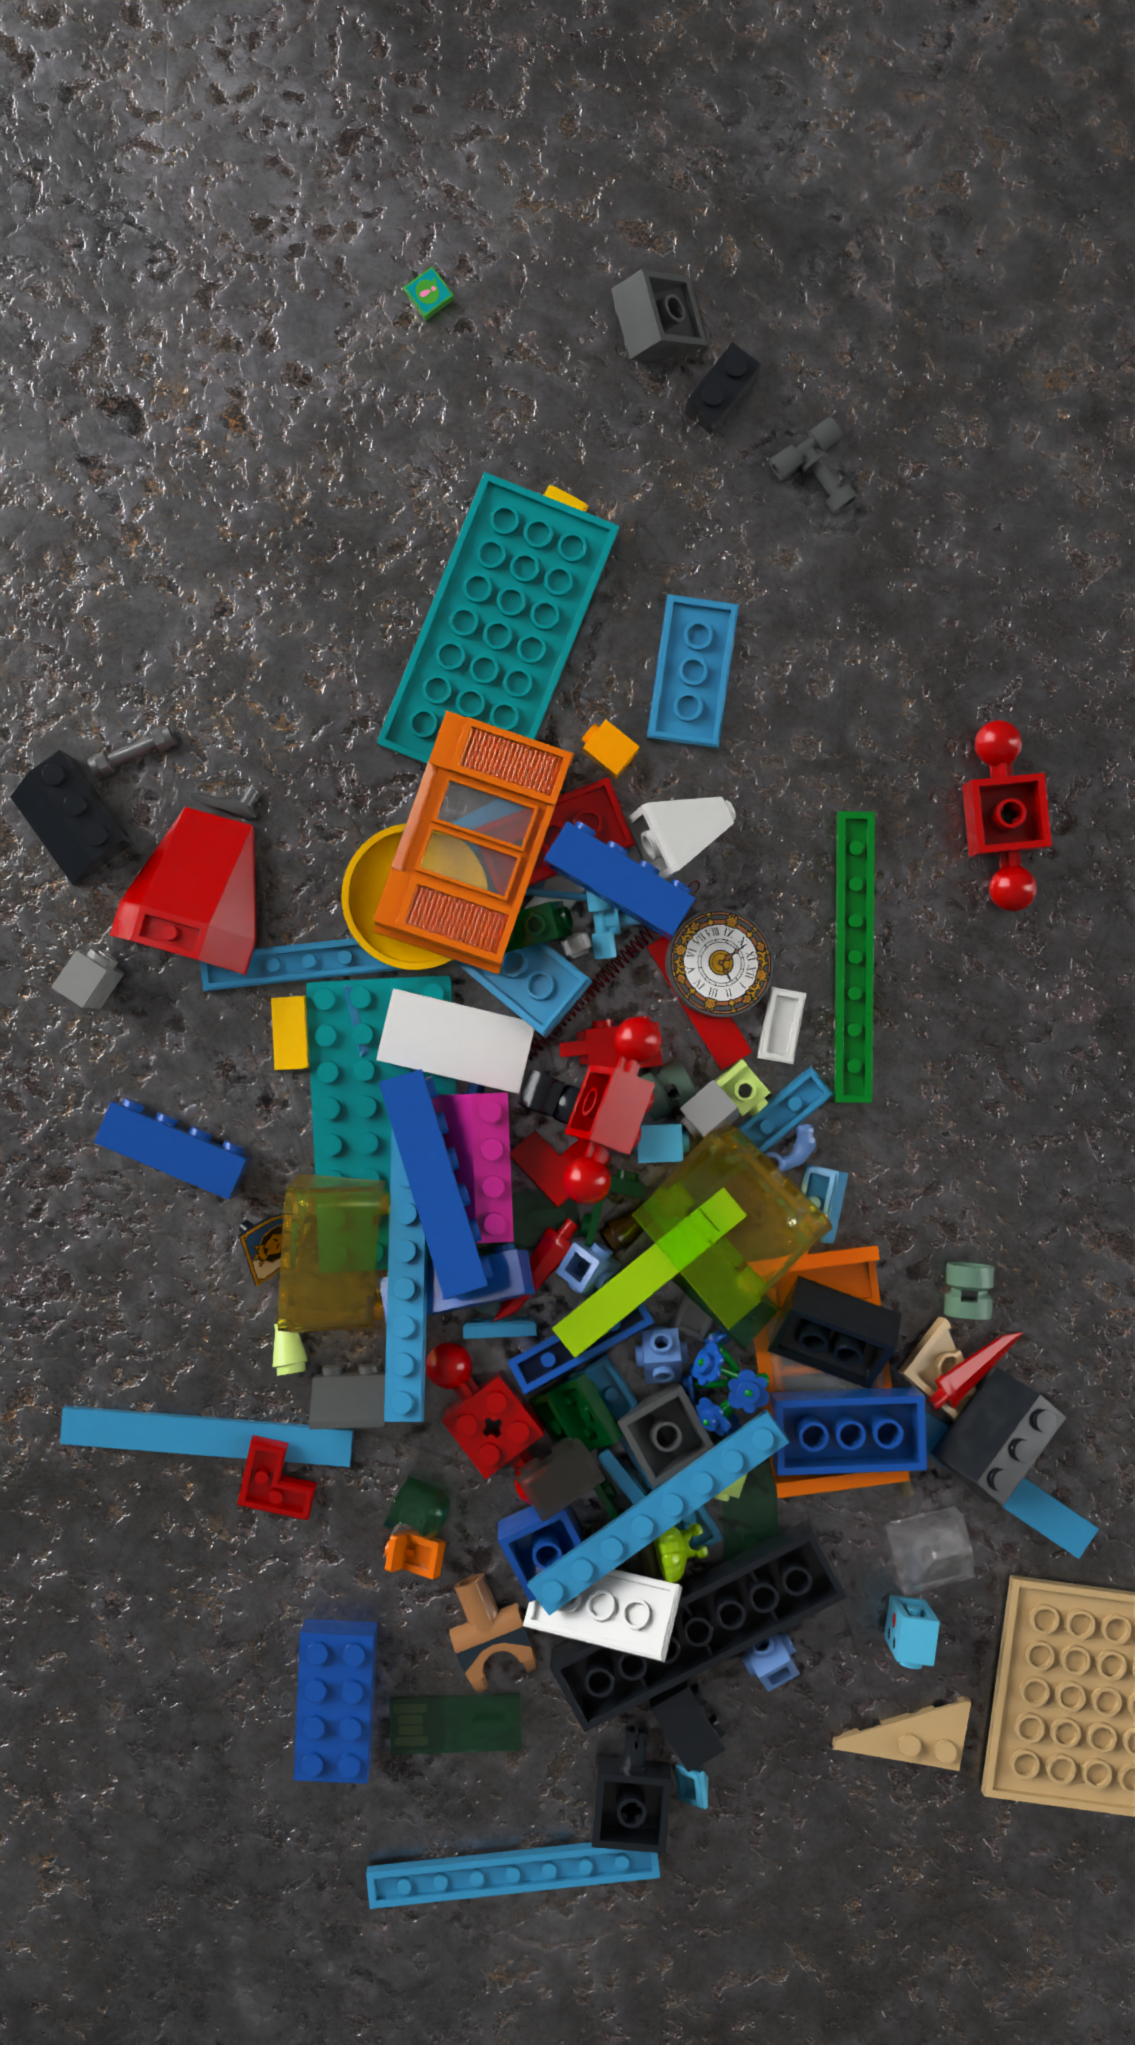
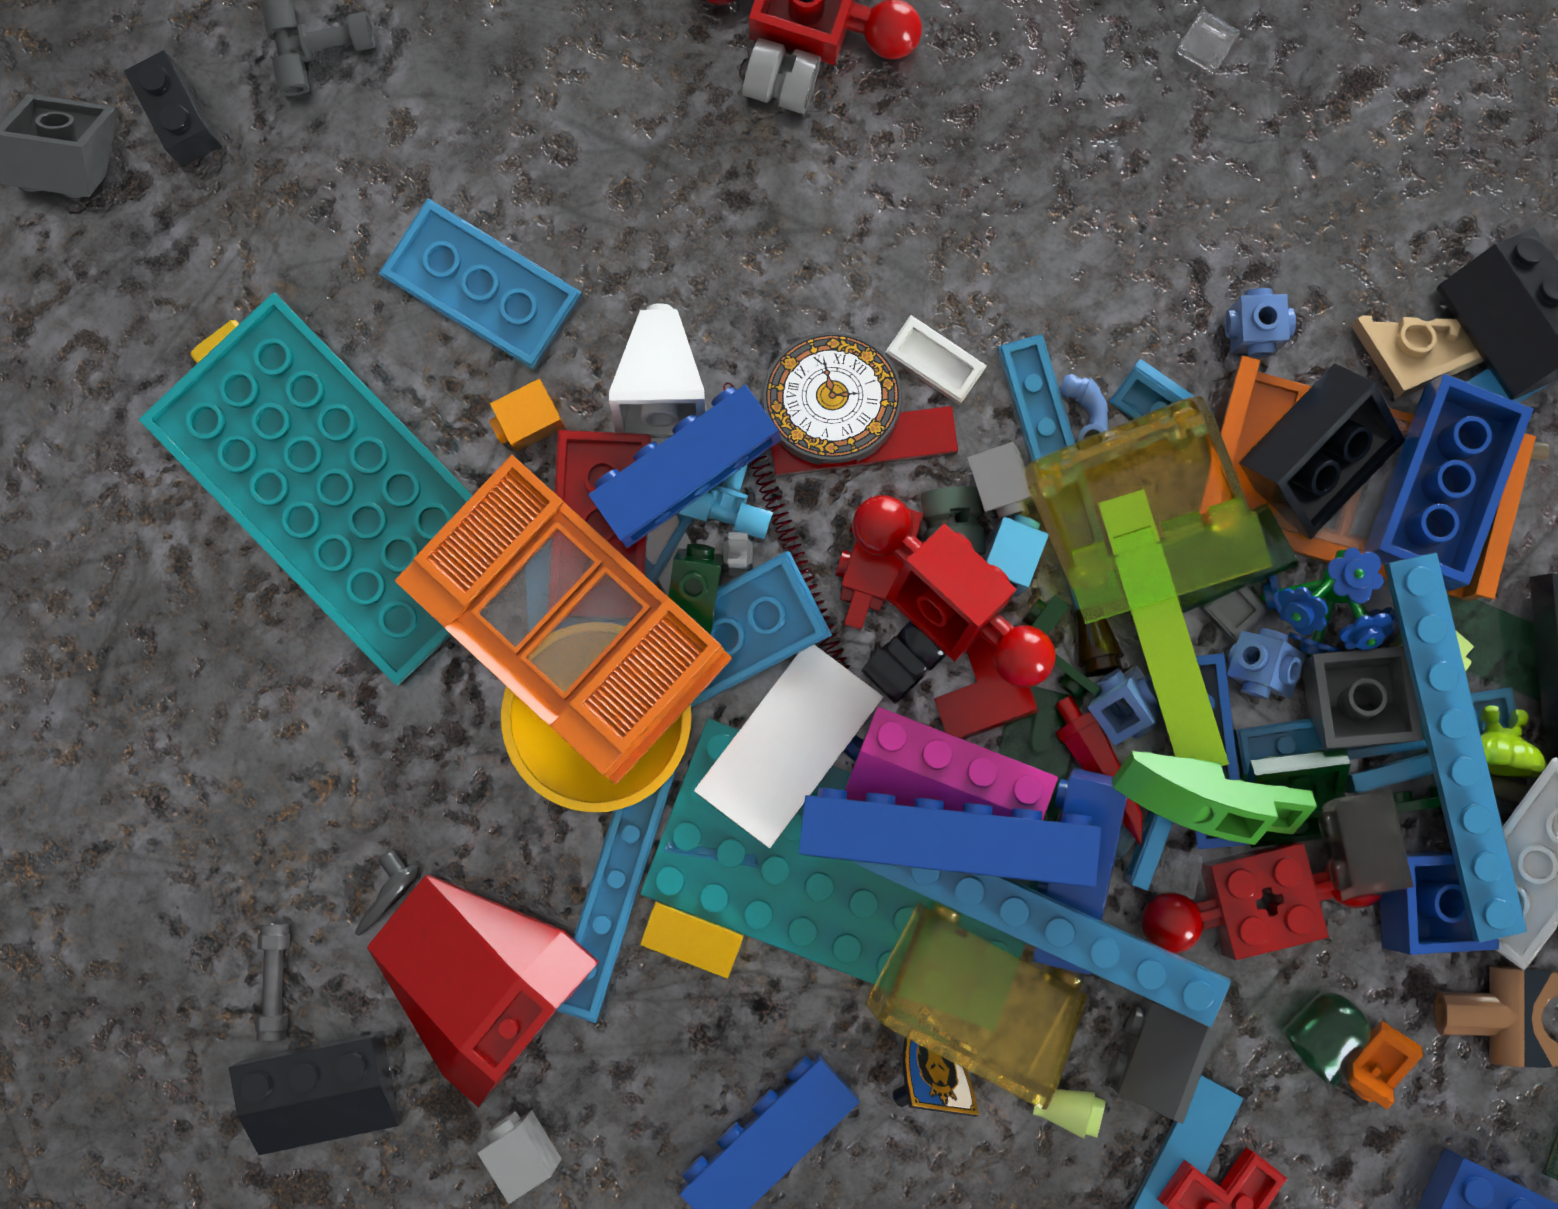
camera: 70 degrees left, 5 degrees down
(539, 1349) = (1203, 800): none -> bright green slope
(734, 1077) = (972, 430): yellowish green brick -> none
(854, 957) = (893, 242): green plate -> none
(899, 1240) = (1251, 335): none -> medium blue brick
(946, 809) = (781, 75): none -> light grey wheel
(964, 1376) = (1436, 326): red bar -> none
(971, 1278) = (1322, 269): sand green wheel -> none
(1107, 1123) = (1208, 41): none -> clear tile

